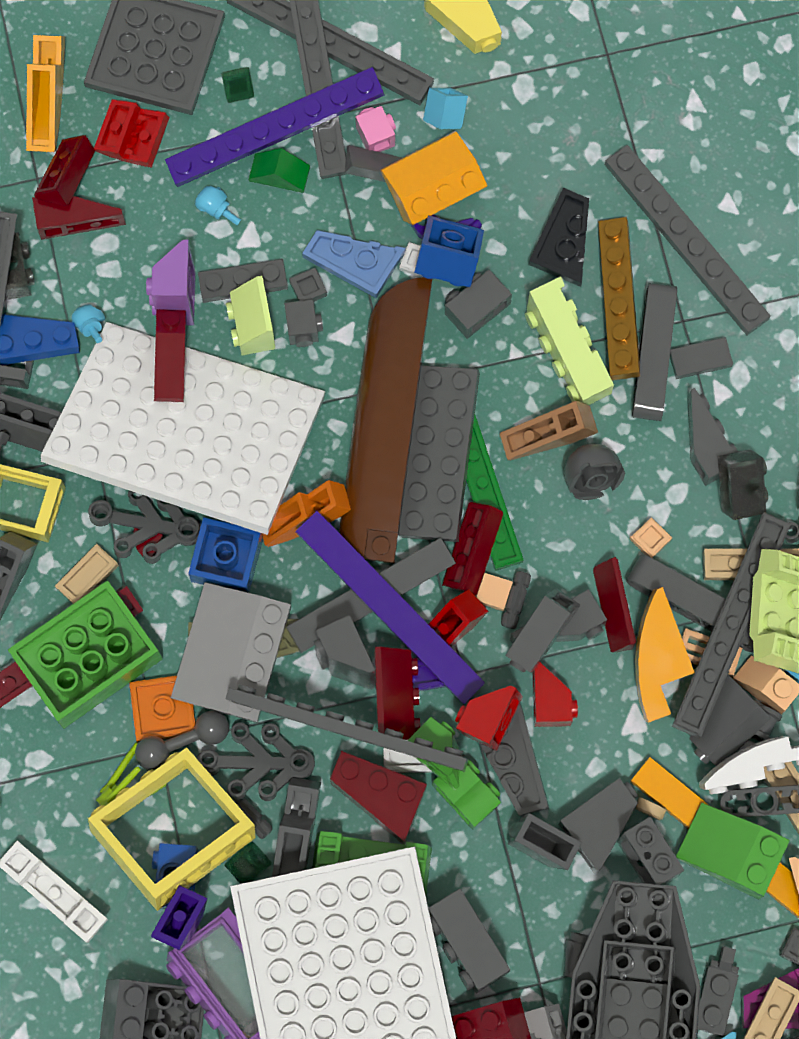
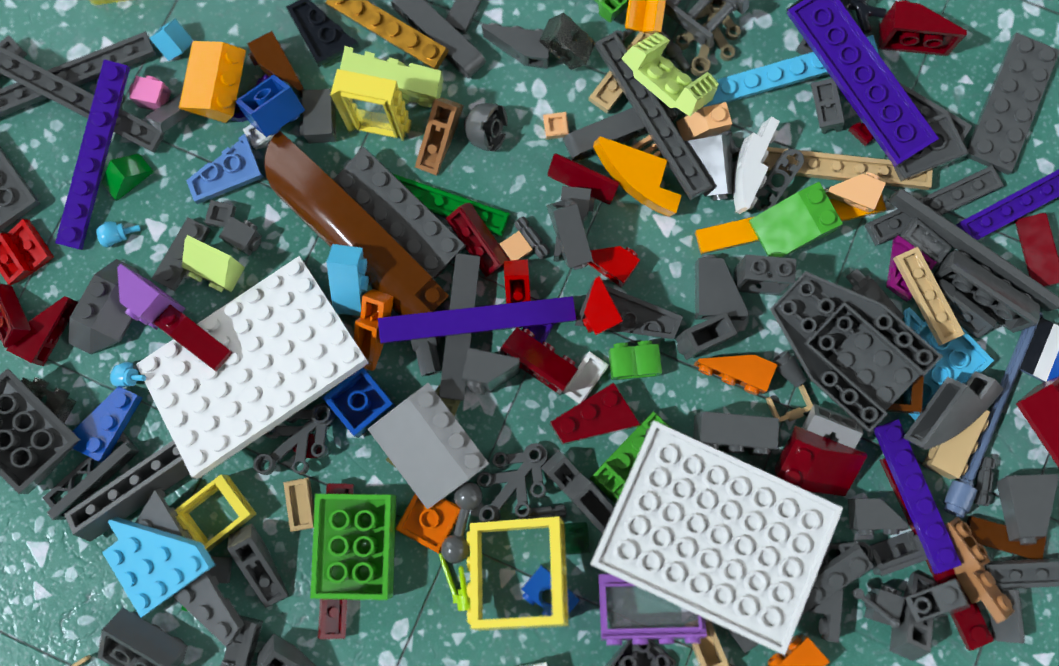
camera: 50 degrees left, 5 degrees up
(126, 254) = (99, 316): none -> dark grey wedge
(180, 918) = (588, 616): dark purple slope -> none
(237, 84) = (43, 158): clear green slope -> none
(319, 587) = (427, 356): none -> dark grey piece
(333, 453) = (347, 278): none -> medium azure brick
(360, 731) = (532, 412): dark grey plate -> none
(441, 735) = (596, 359): bright green slope -> none
(500, 215) = (272, 60): none -> reddish brown slope
(519, 346) = (370, 104): none -> light yellow window
(536, 994) = (793, 414): none -> tan piece
(541, 909) = (746, 370): none -> orange slope
(650, 809) = (730, 254): tan tile -> none

